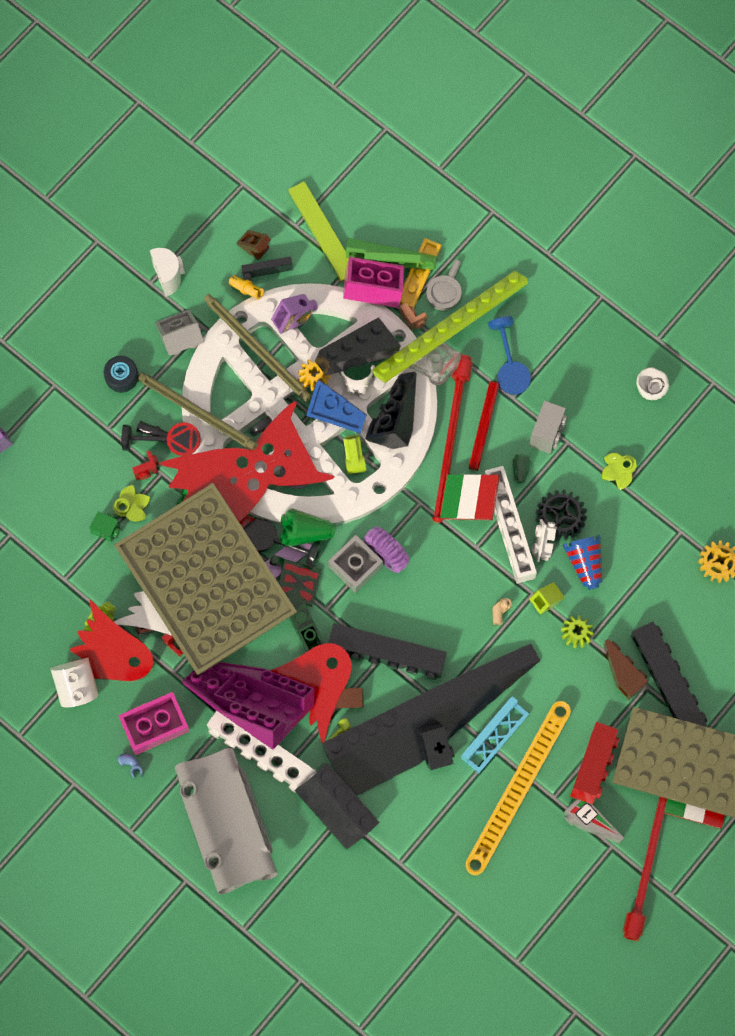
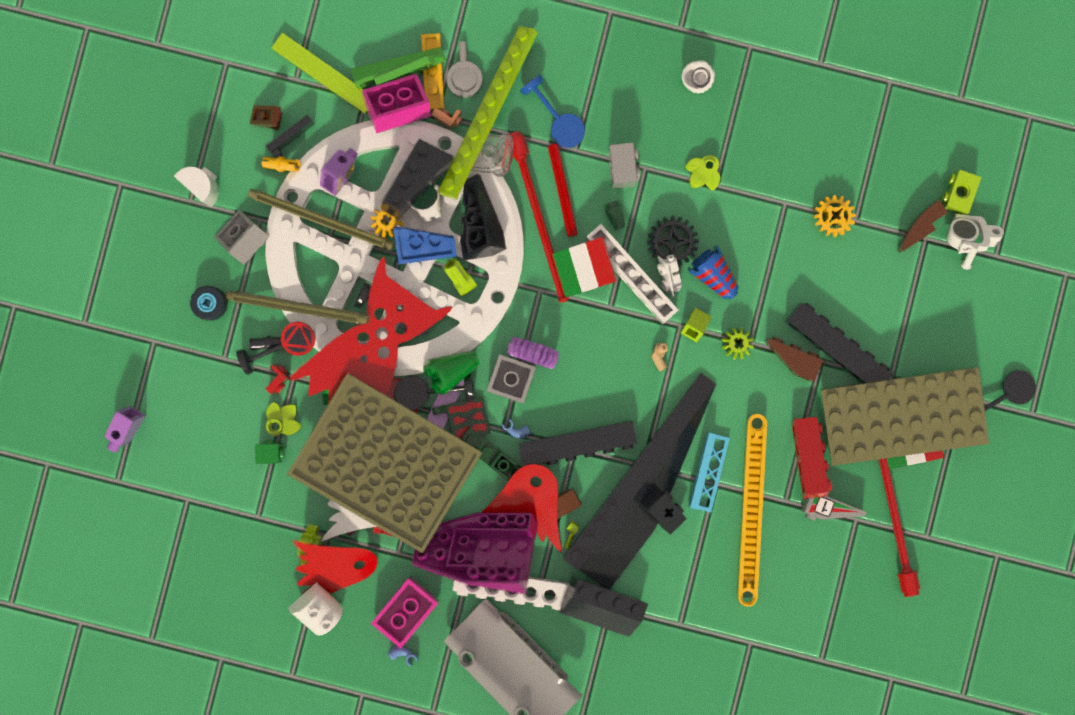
camera: 20 degrees left, 15 degrees up
(337, 617) = (517, 433): none -> medium blue arm

